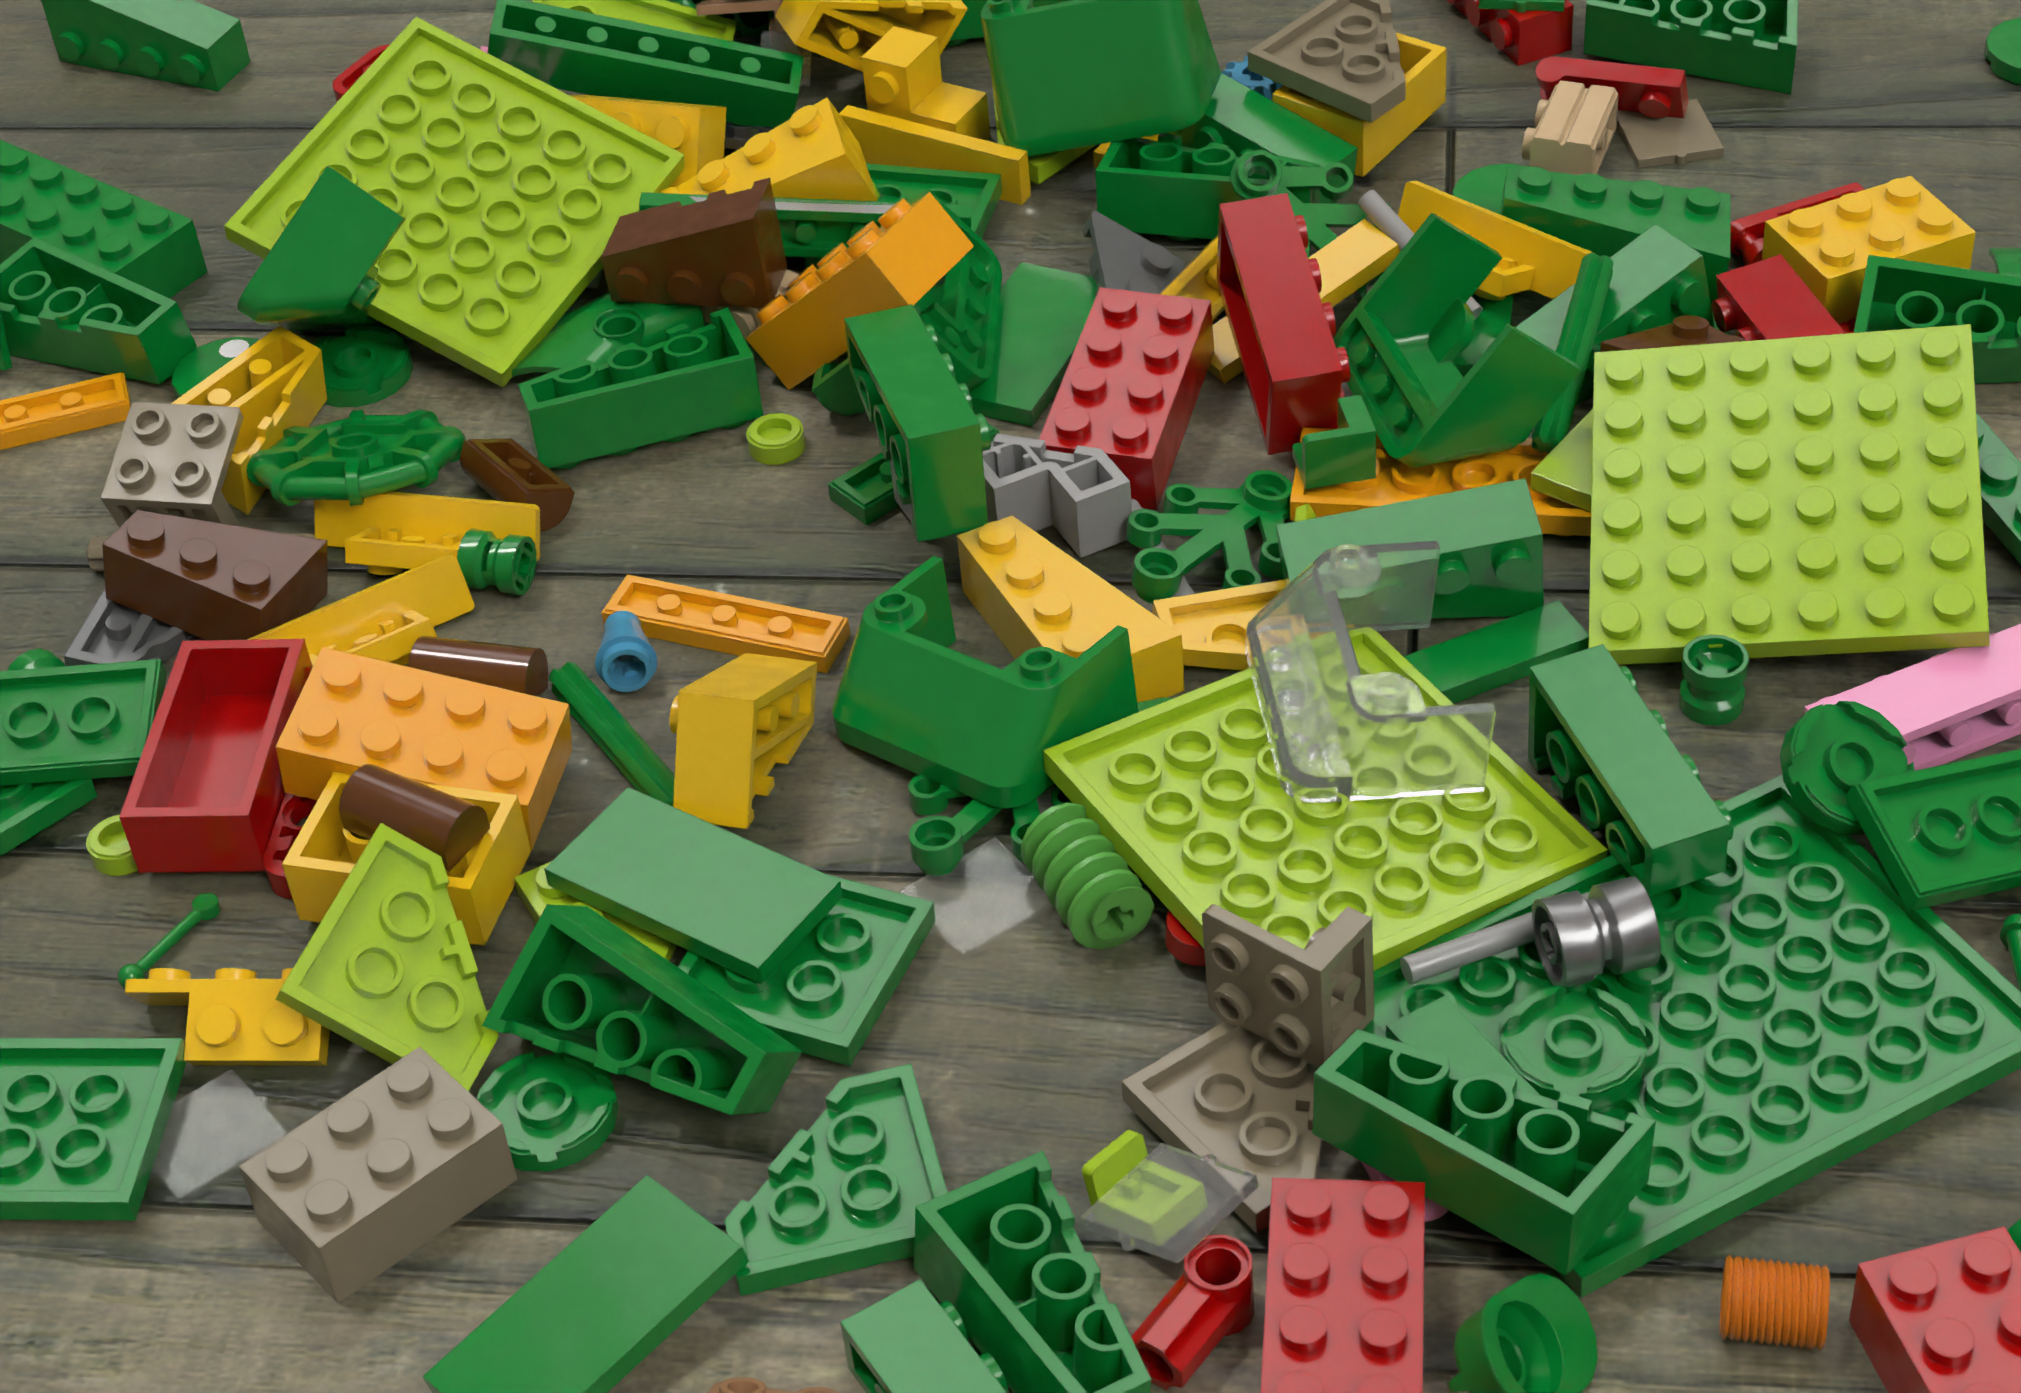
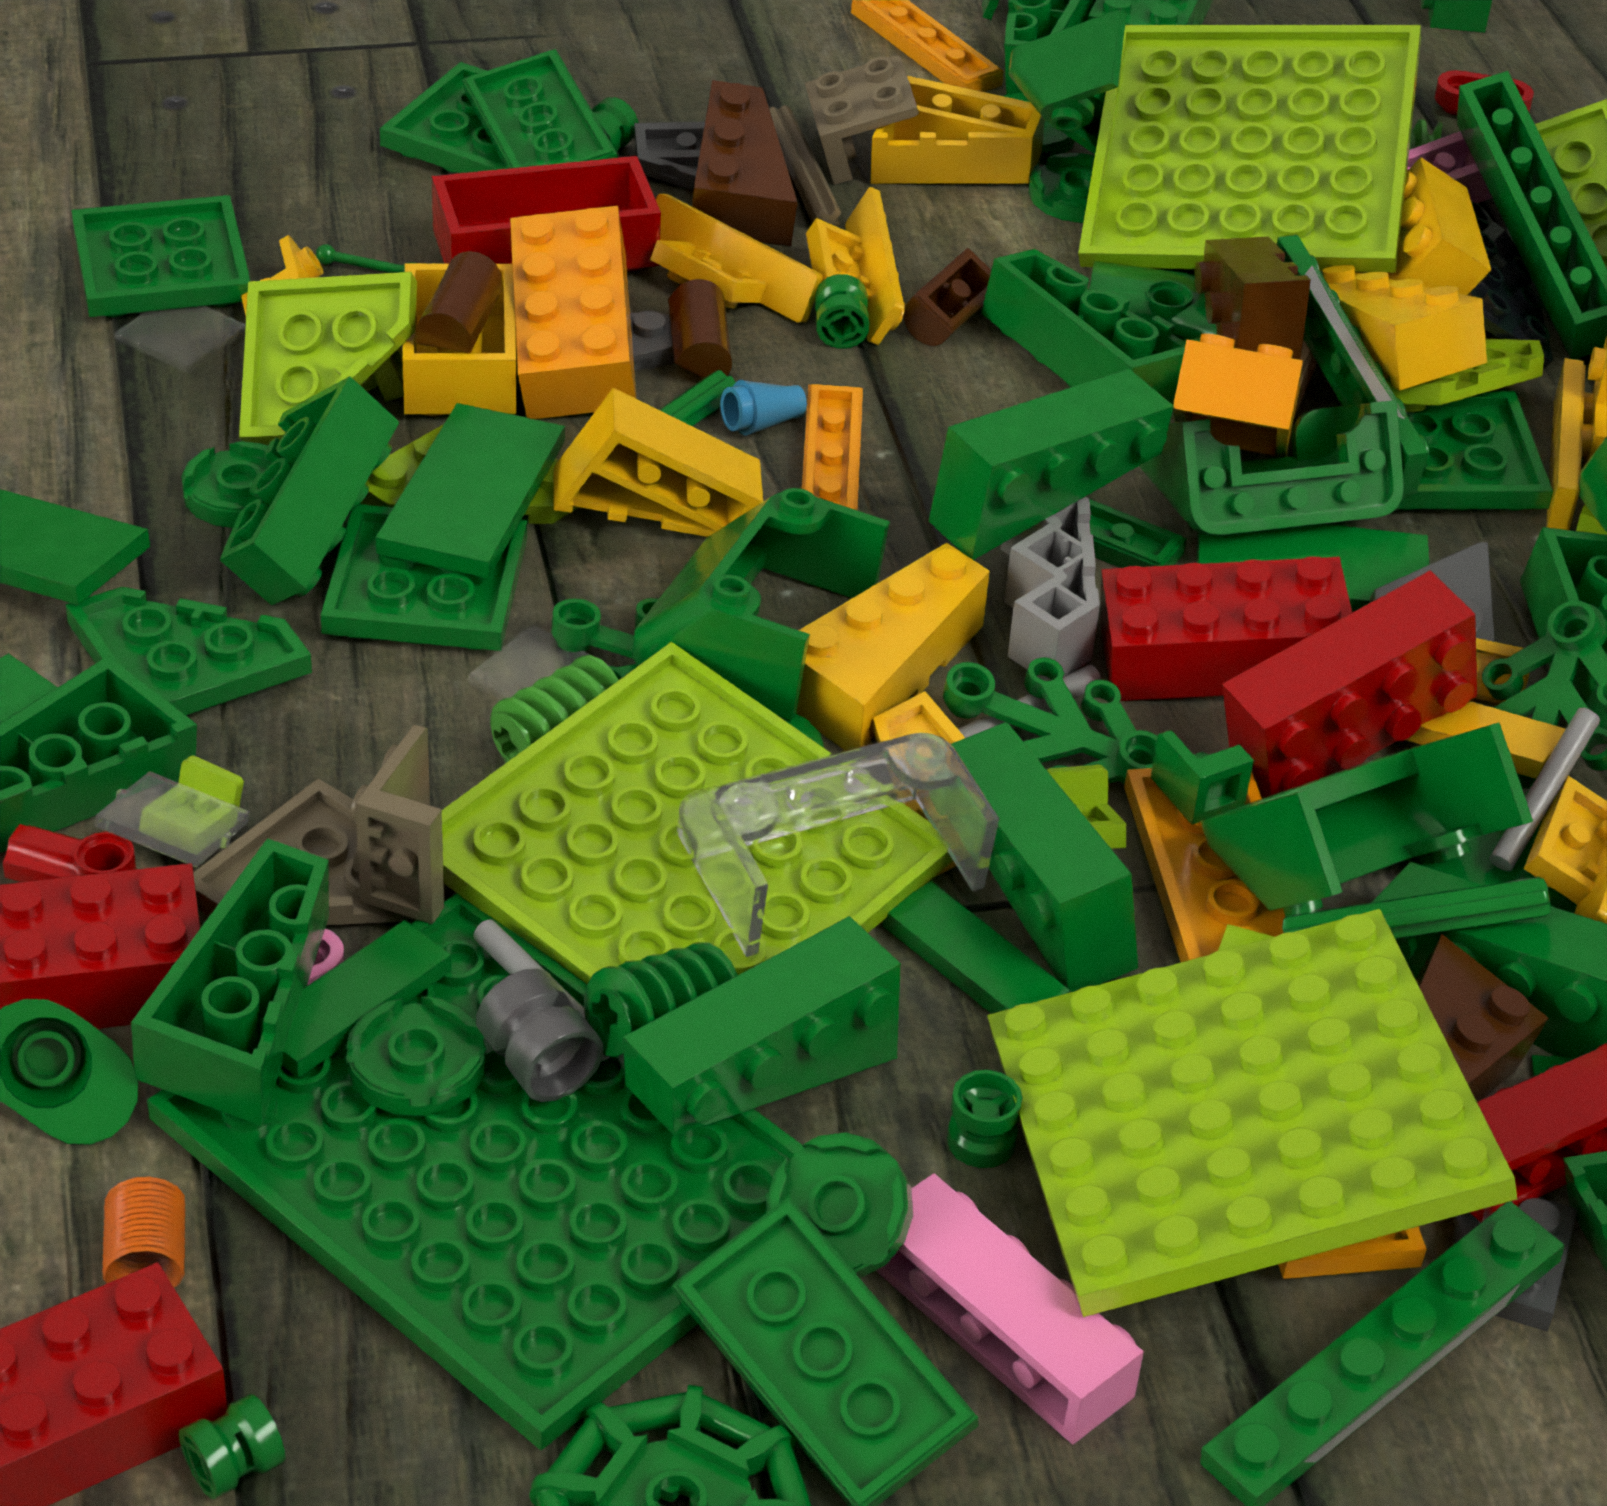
camera: 65 degrees right, 0 degrees up
(356, 457) = (928, 201): green plate -> none
(379, 1173) = (135, 405): dark tan brick -> none
(1575, 829) = (648, 988): none -> green piece

